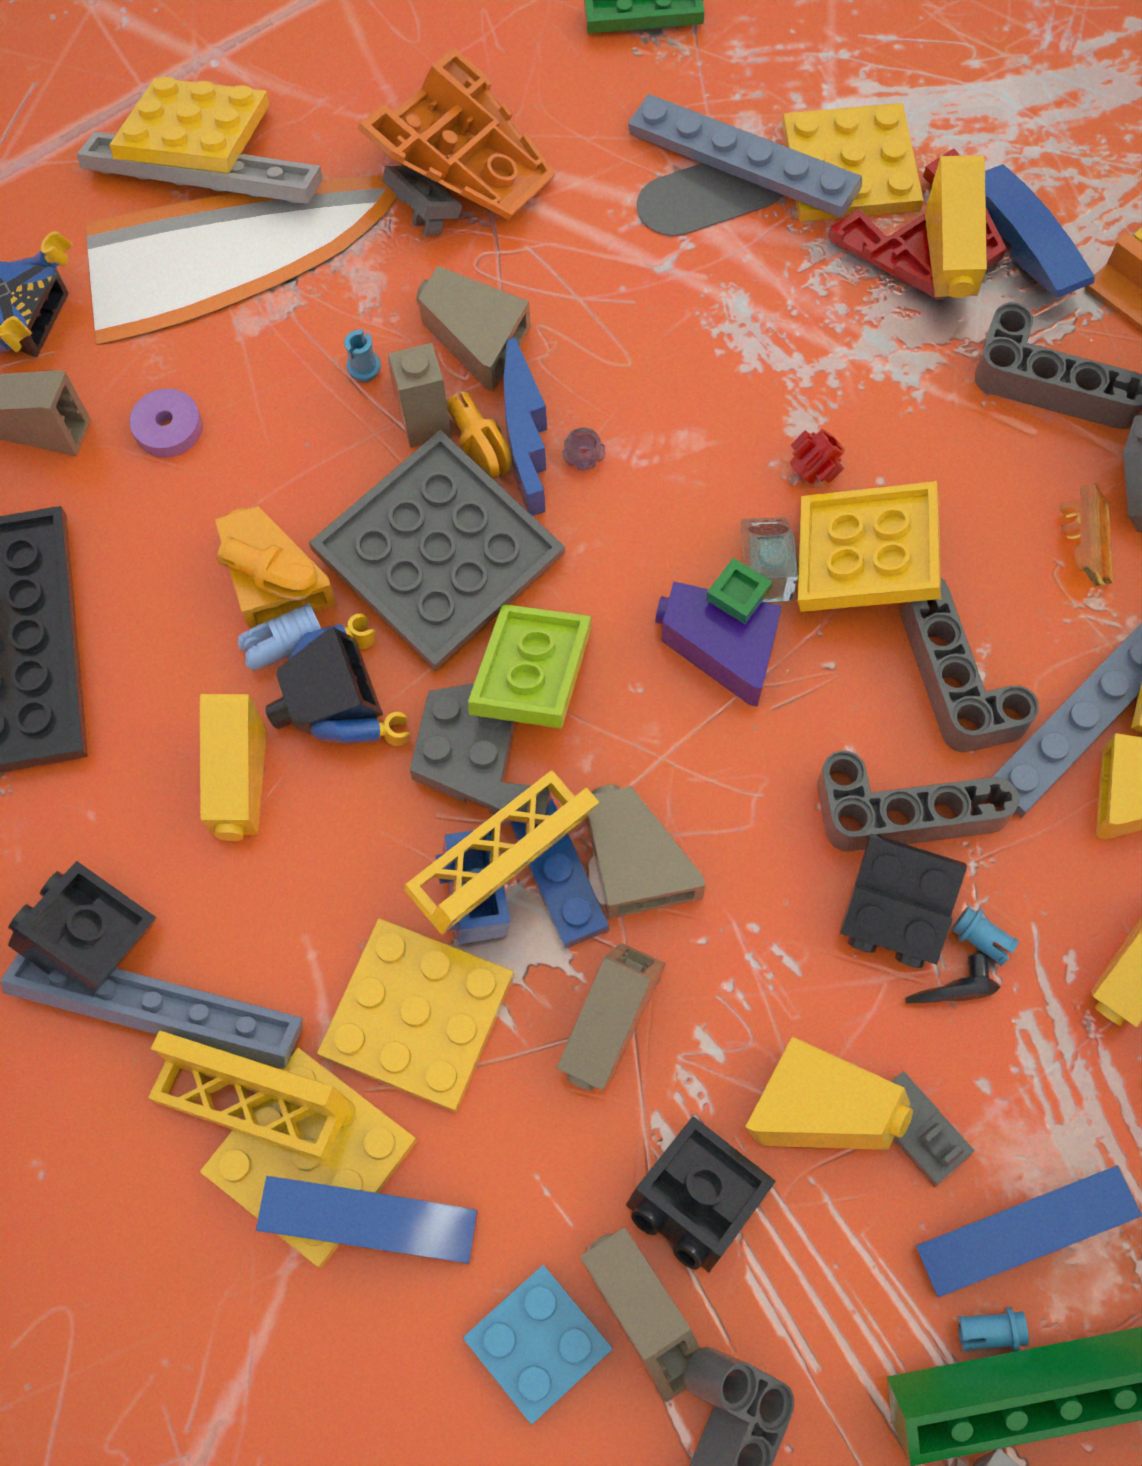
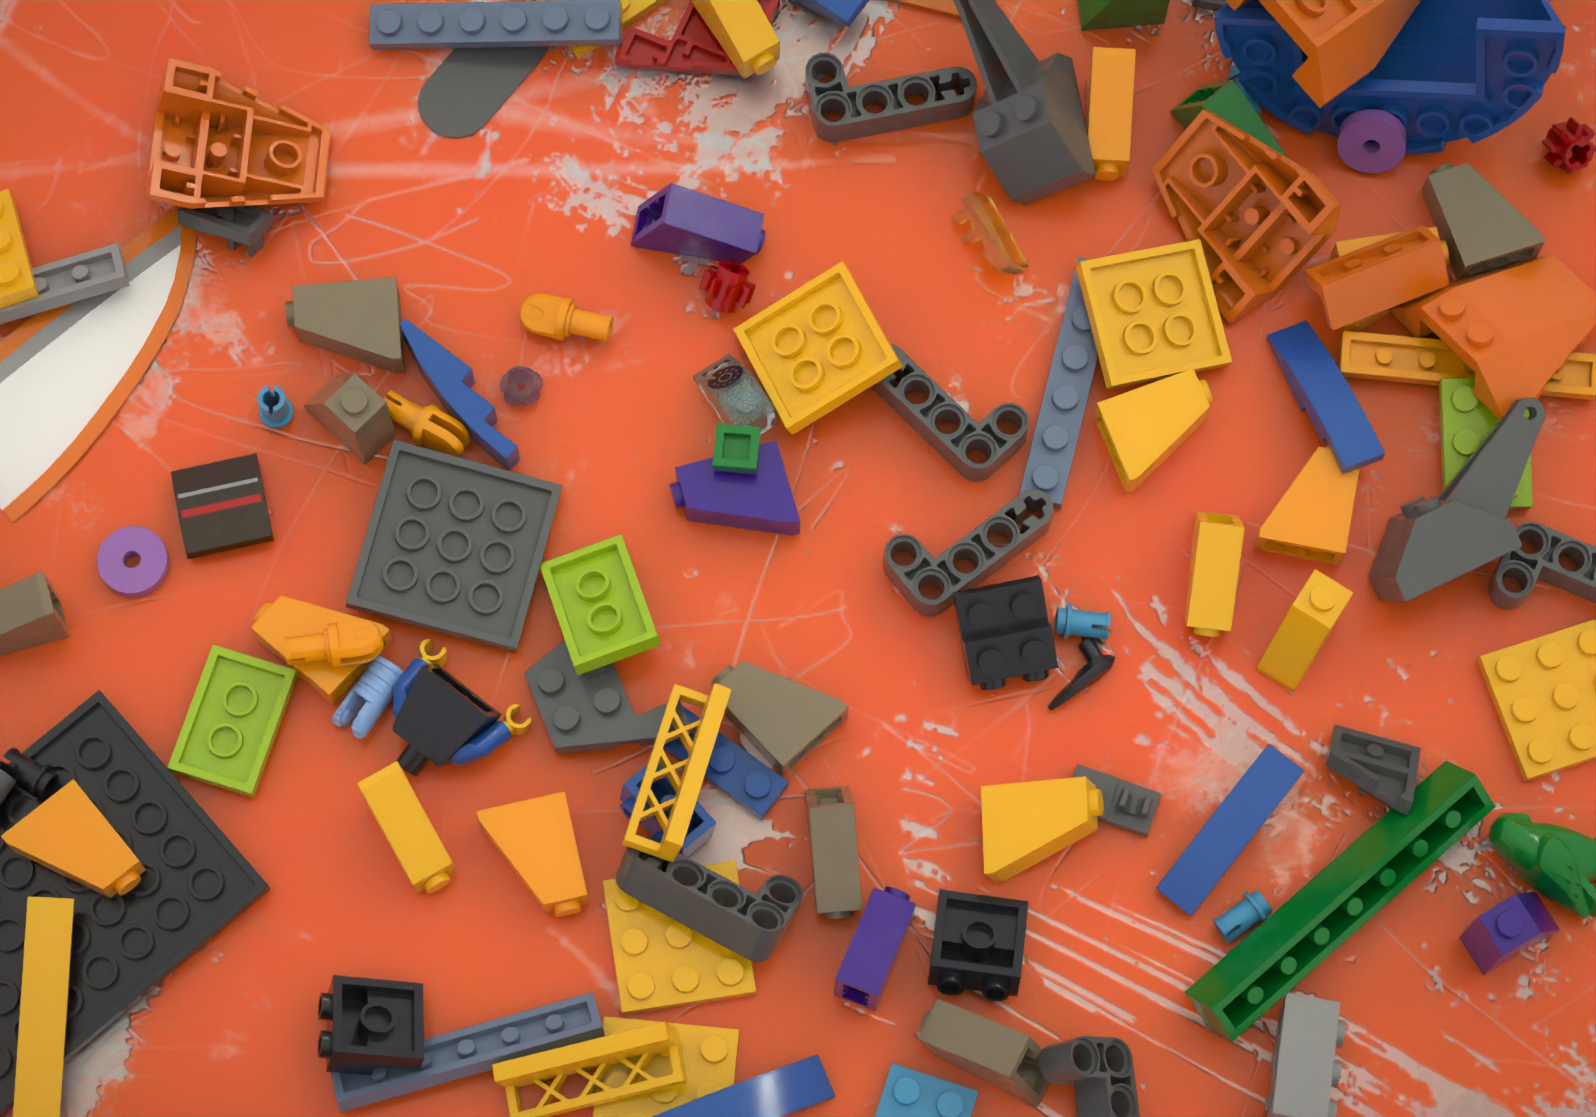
camera: 35 degrees left, 5 degrees up
(153, 594) = (233, 721): none -> lime plate
(266, 415) = (222, 506): none -> dark brown slope
(340, 857) = (540, 849): none -> light orange slope
(460, 1002) = (711, 903): none -> dark grey beam
(593, 1135) = (874, 947): none -> dark purple slope
(654, 412) = (561, 318): none -> light orange arm
(822, 392) = (697, 226): none -> dark purple slope

